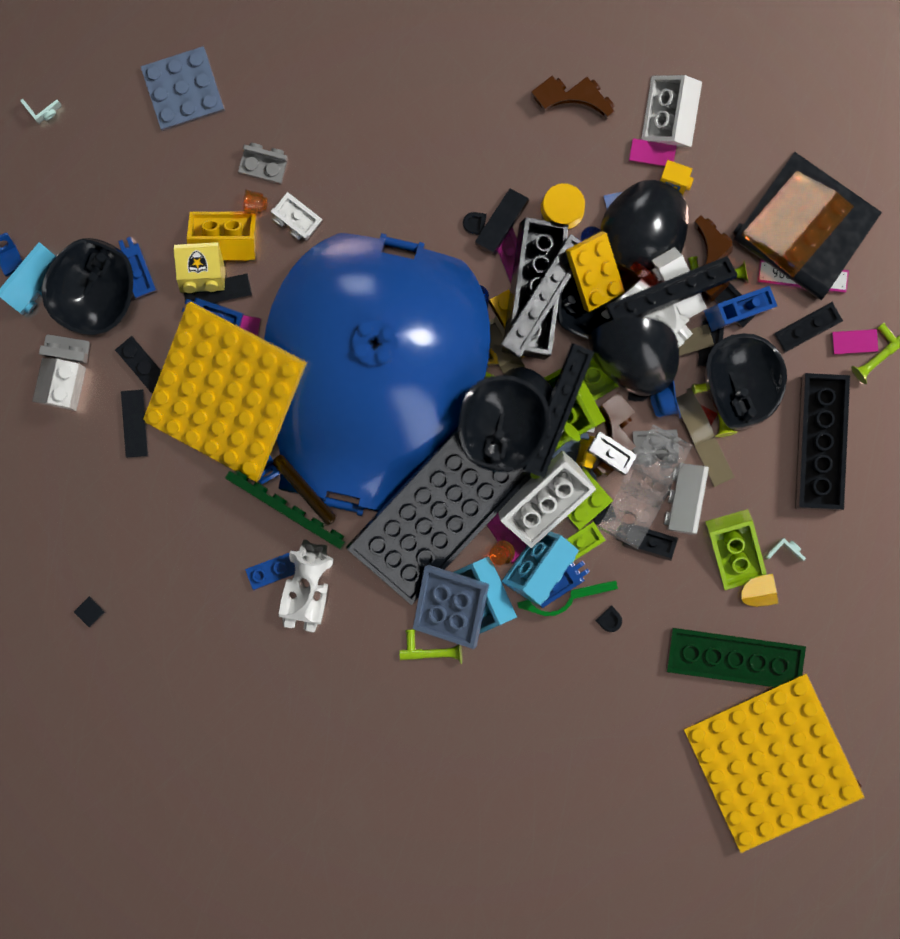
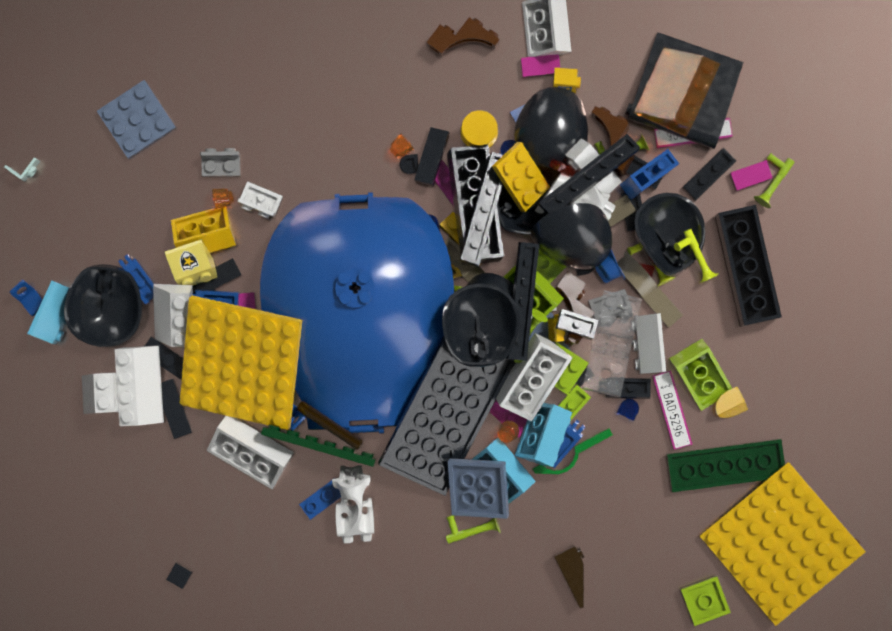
camera: 15 degrees left, 0 degrees up
(65, 348) = (97, 362): light grey bracket -> none
(103, 386) = (139, 385): none -> white slope
(162, 316) = (171, 313): none -> white slope
(206, 494) = (249, 451): none -> white slope
(470, 200) = (401, 146): none -> clear orange hat
(531, 726) = (572, 568): none -> dark brown slope
(610, 620) = (613, 462): black tile -> none
(644, 565) = (628, 408): none -> clear blue tile
(670, 803) = (705, 600): none -> lime plate
(692, 580) = (672, 410): none -> white tile
(767, 397) = (692, 242): none -> neon yellow piece
(792, 546) = (746, 359): light aqua bracket -> none

